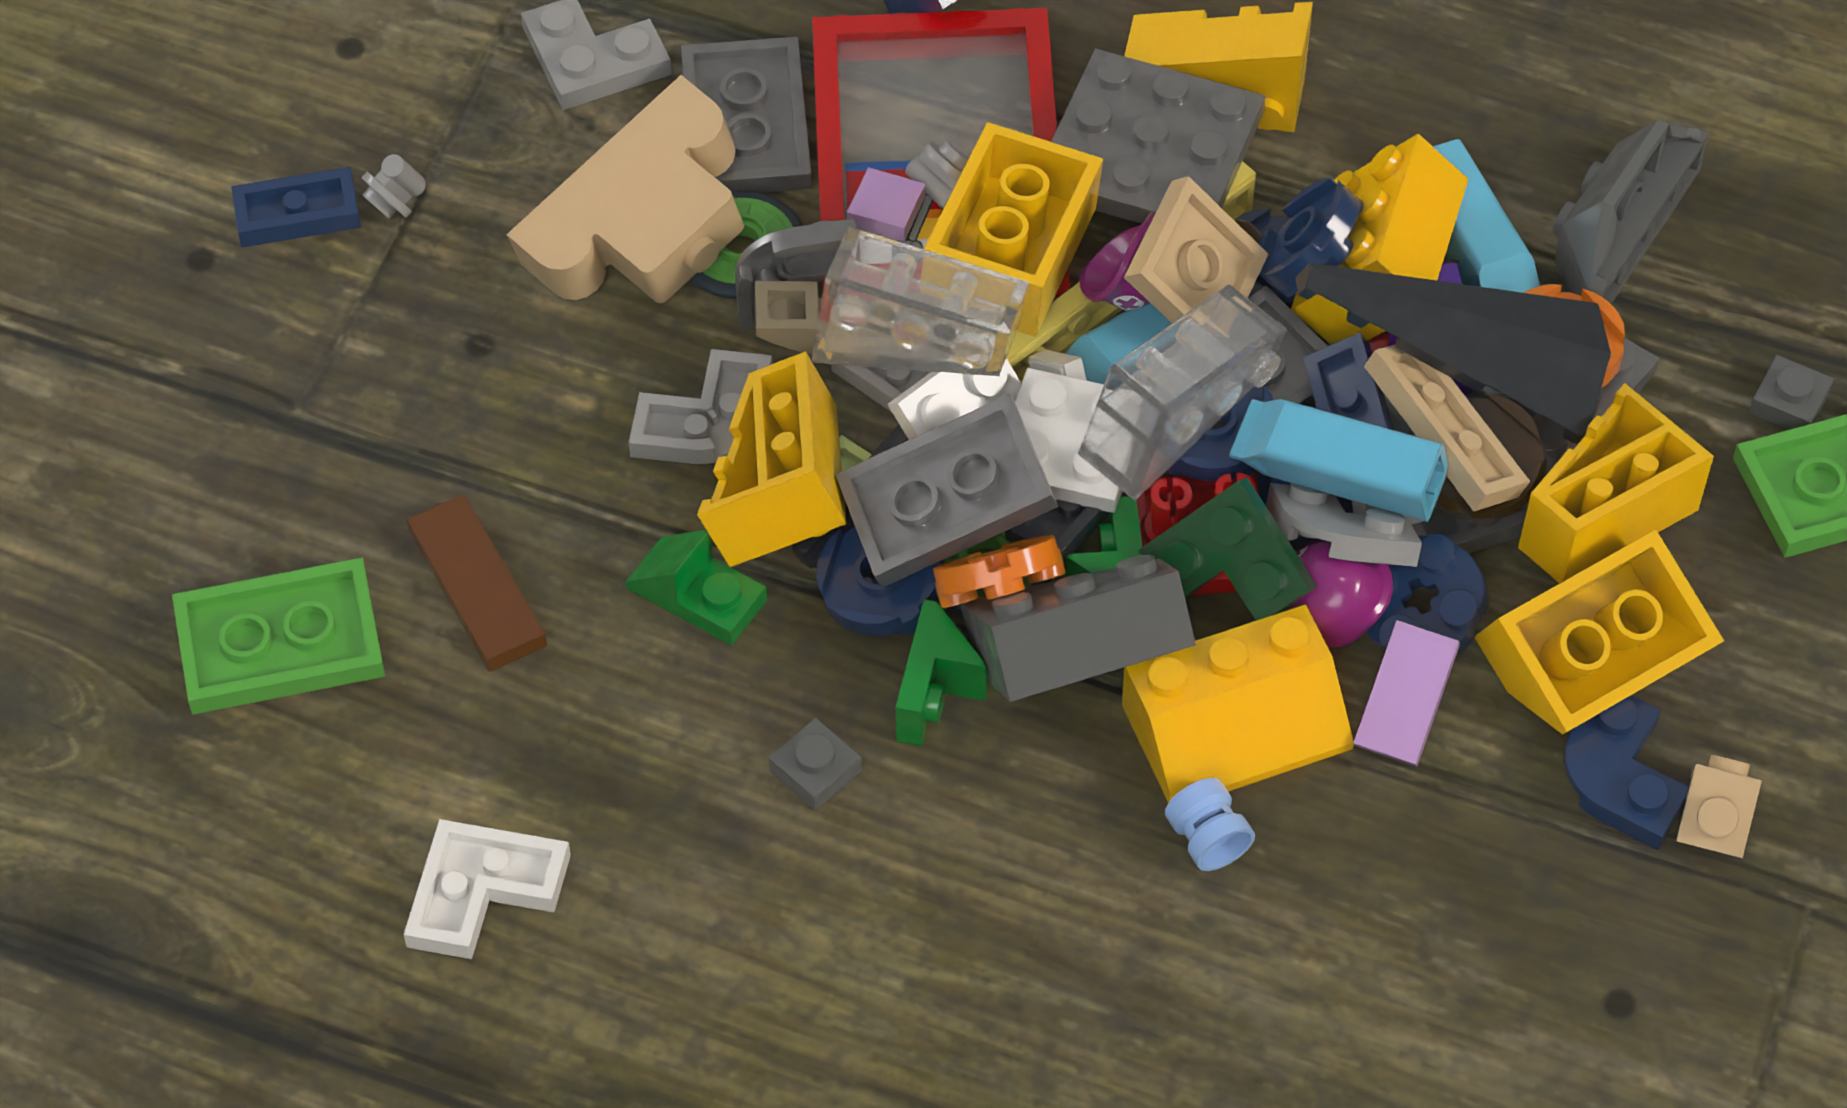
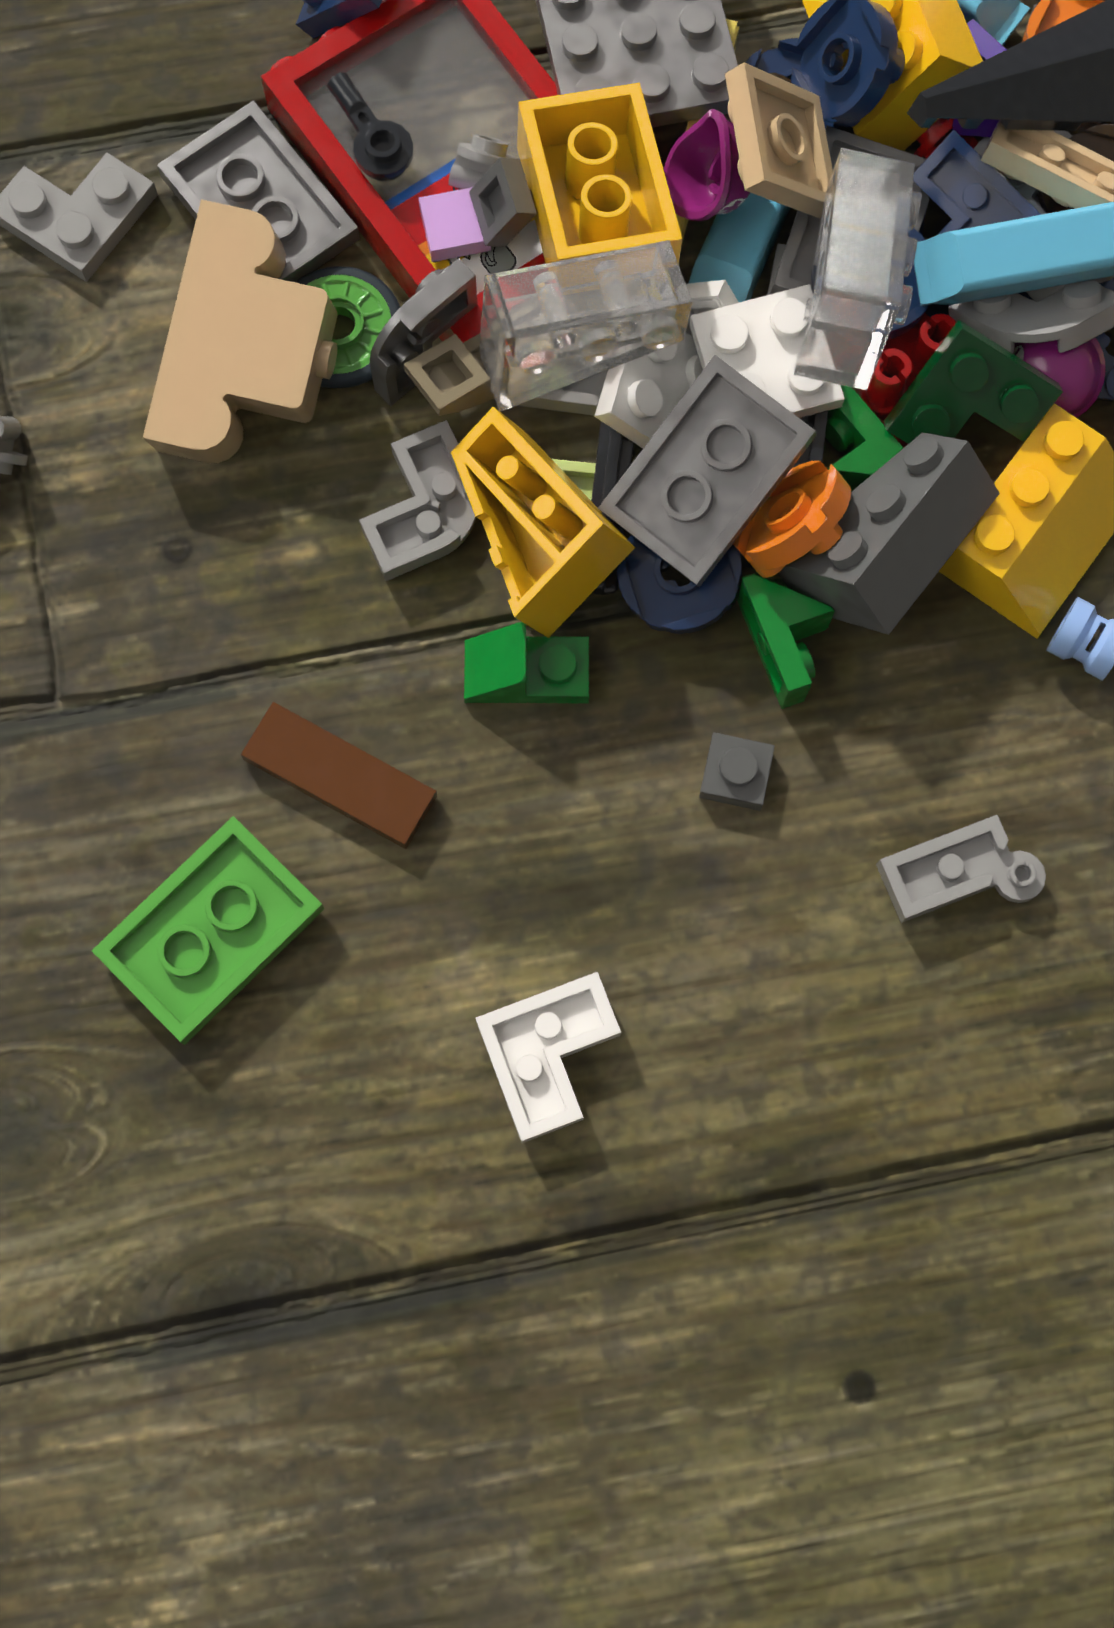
camera: 35 degrees left, 20 degrees up
(868, 116) = (381, 146): none -> black plate
(927, 199) = (502, 202): none -> dark grey plate
(949, 944) = (958, 868): none -> light grey hinge

